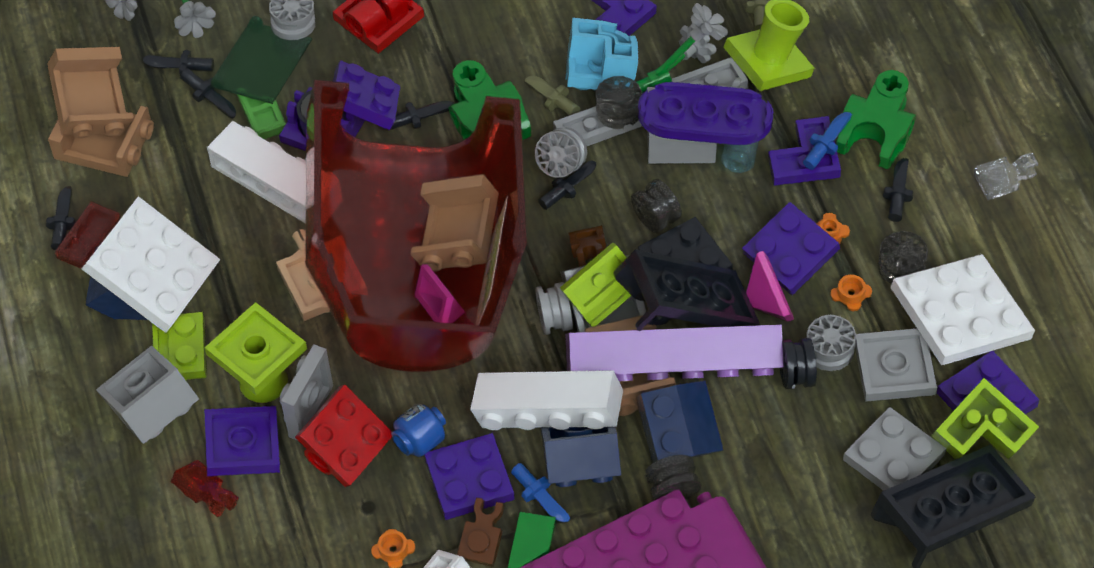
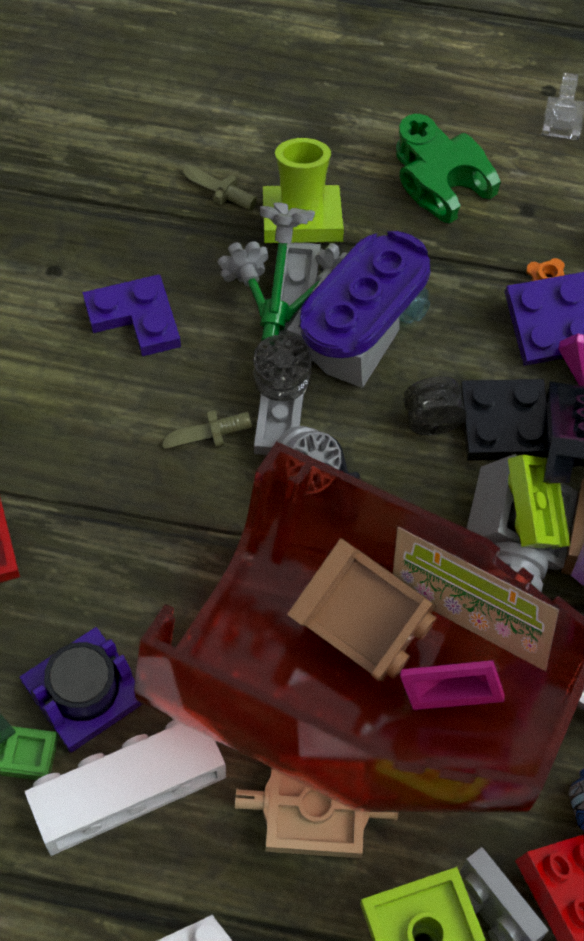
camera: 65 degrees left, 5 degrees up
(368, 95) = (90, 618): dark purple plate -> none
(413, 115) = (138, 584): black piece -> none
(470, 91) = (180, 502): green piece -> none
(587, 243) = (446, 493): reddish brown plate -> none
(599, 53) = (205, 355): medium azure brick -> none
(788, 165) = (451, 241): dark purple plate -> none
(824, 143) = (452, 220): blue piece -> none
(898, 193) = (534, 200): black piece -> none

